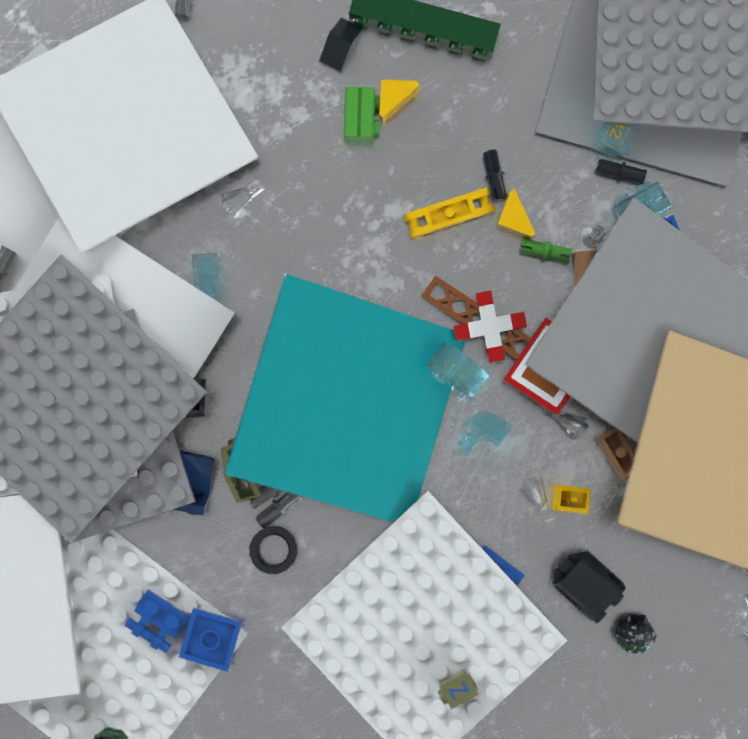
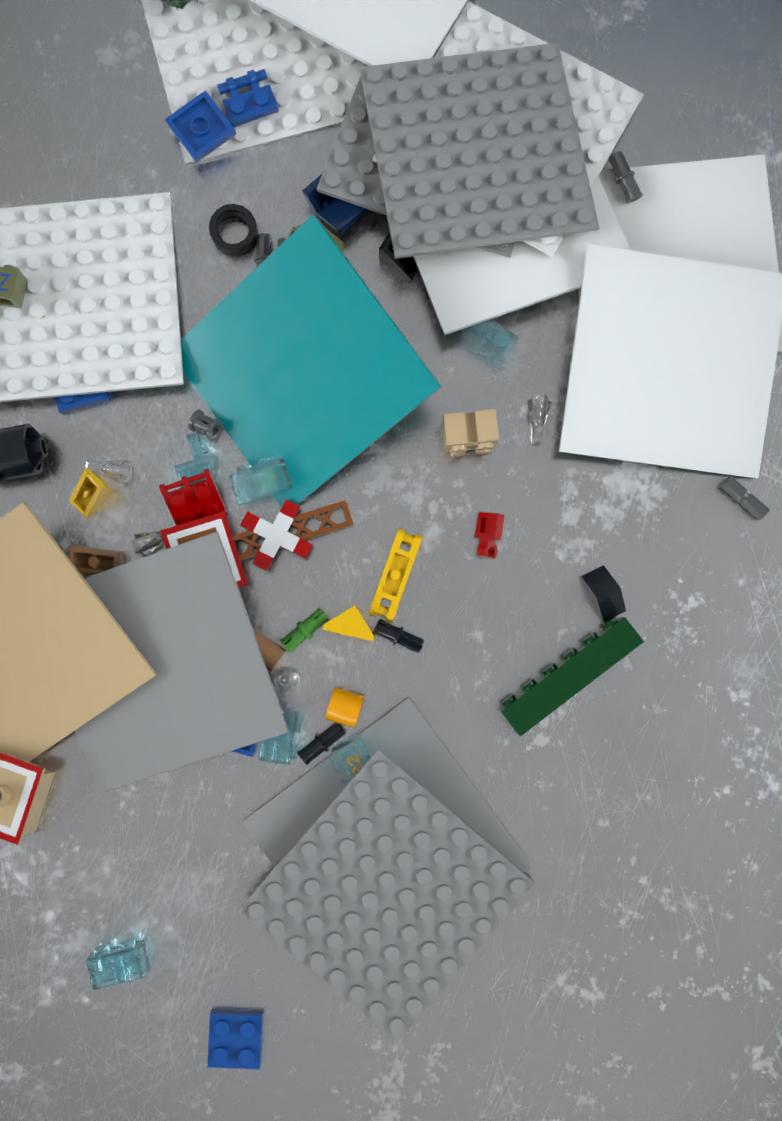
camera: 120 degrees right, 0 degrees up
(296, 237) = (469, 432): none -> tan brick
(358, 166) = (489, 529): none -> red plate
(360, 113) = (532, 563): bright green brick -> none
(394, 95) = (527, 603): yellow slope -> none
(446, 450) = (205, 425): none -> dark grey bush
(514, 409) = (194, 499): none -> red plate
(581, 173) = (344, 707): none -> light orange piece

